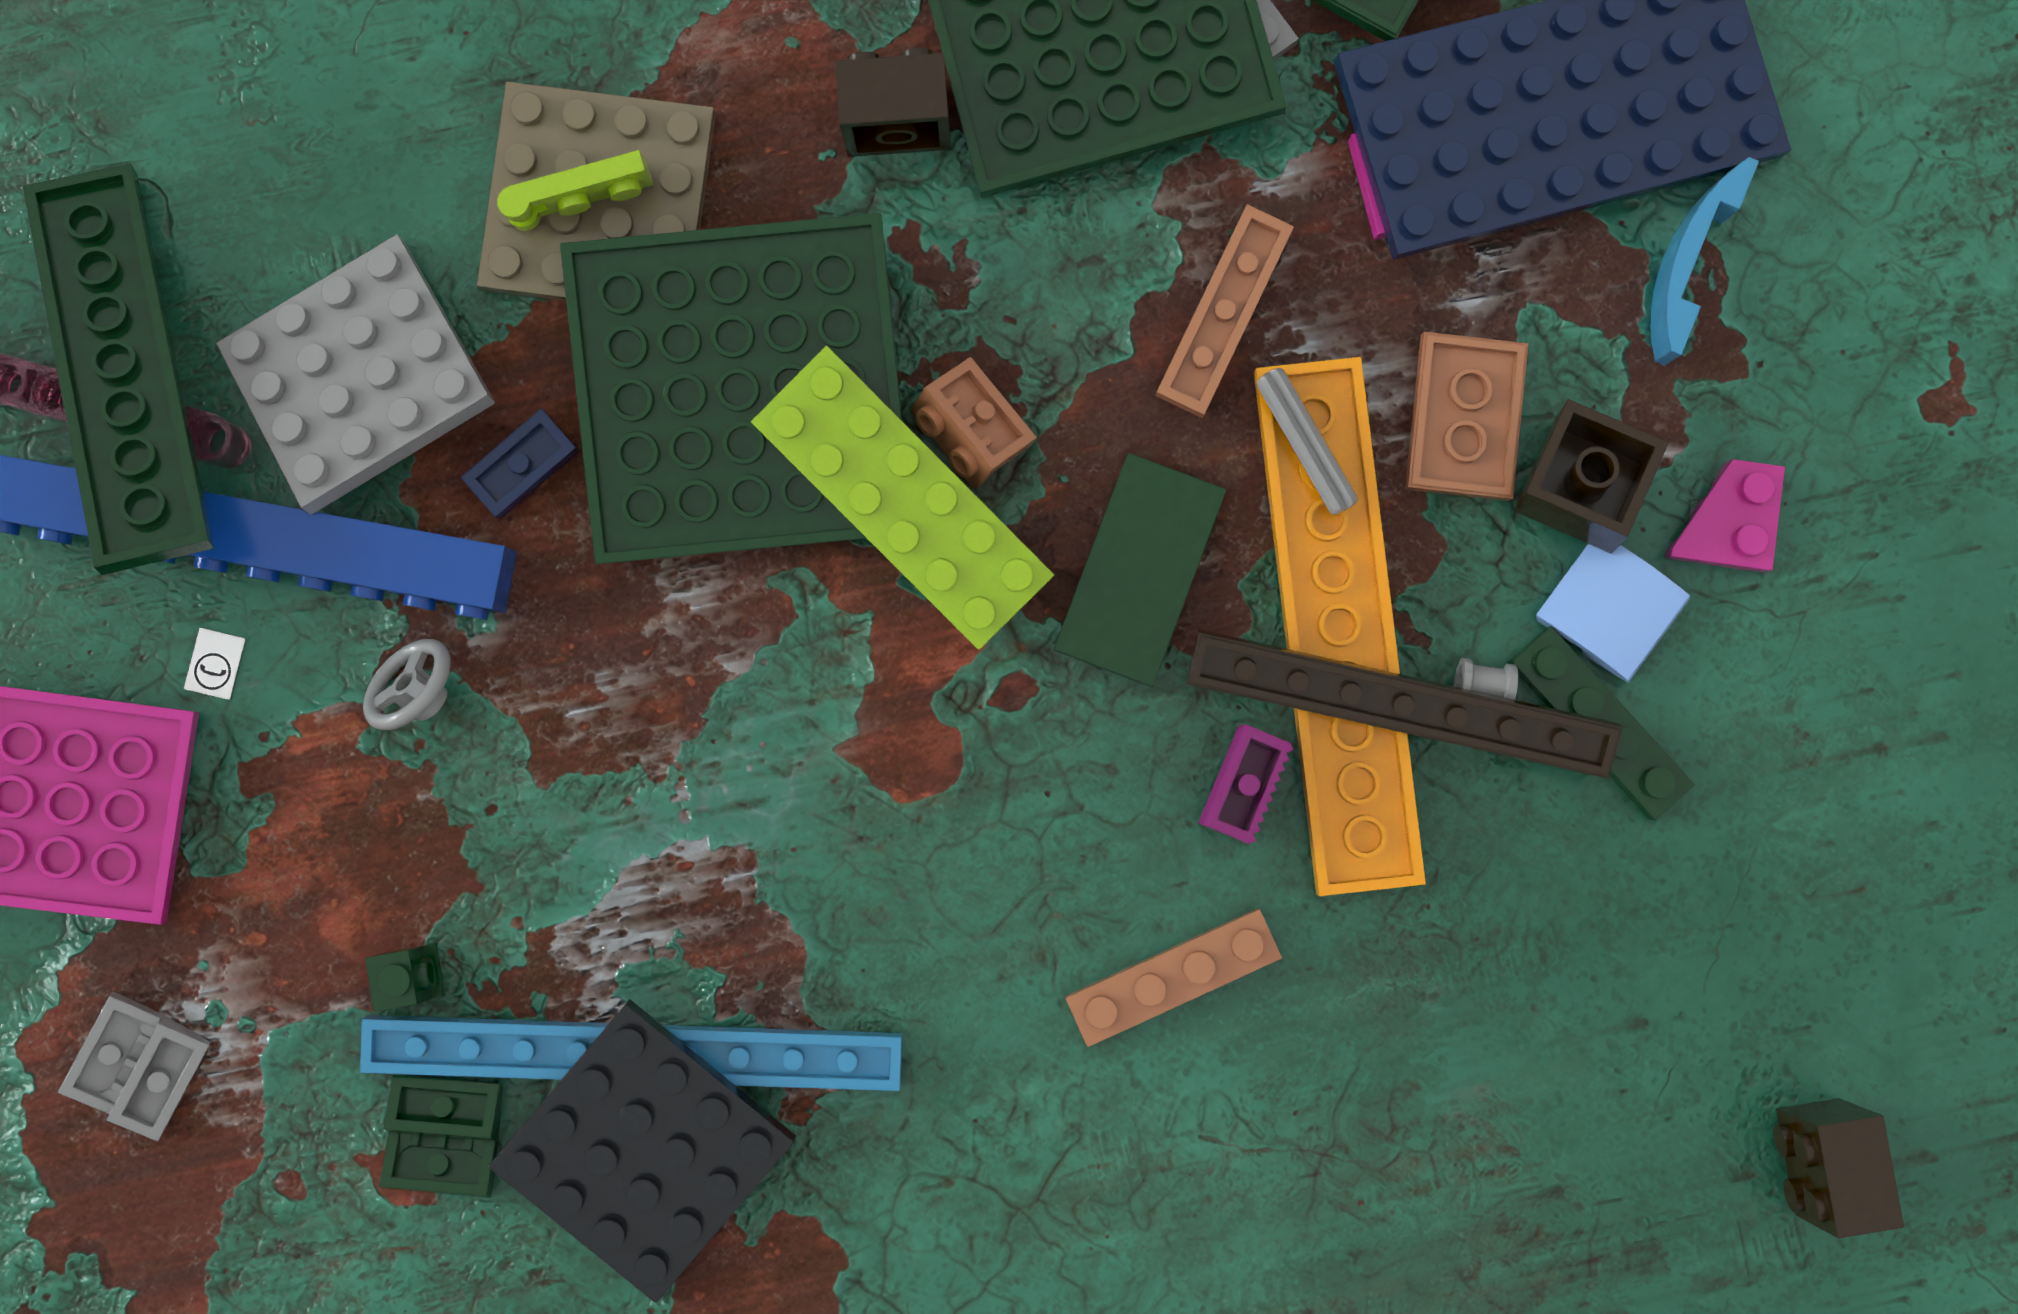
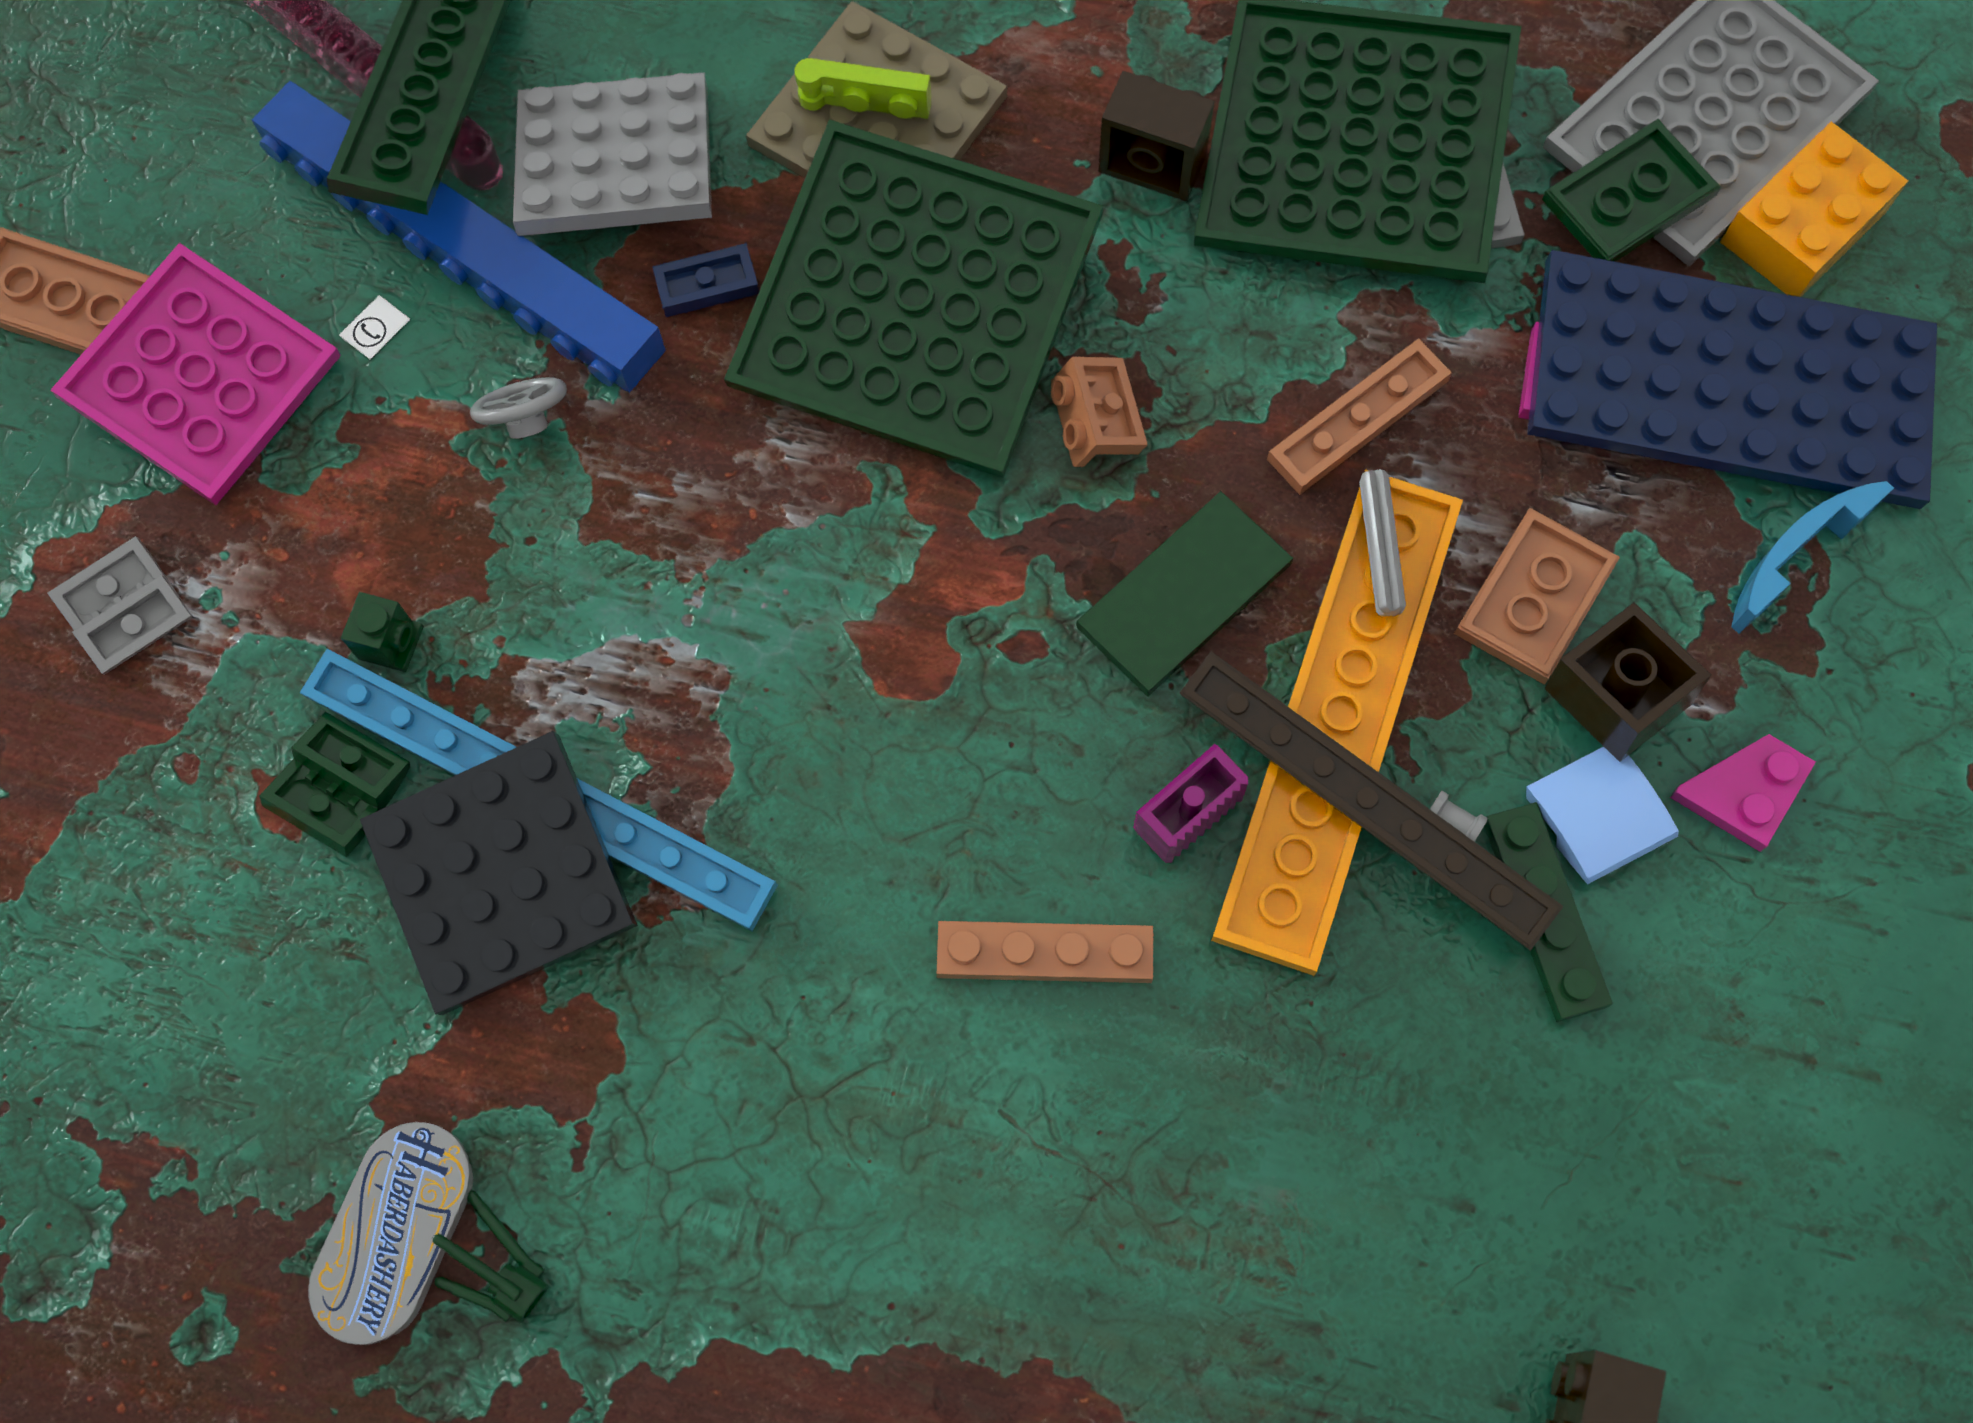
camera: 30 degrees right, 15 degrees down
(902, 497) = (1009, 438): lime plate -> none

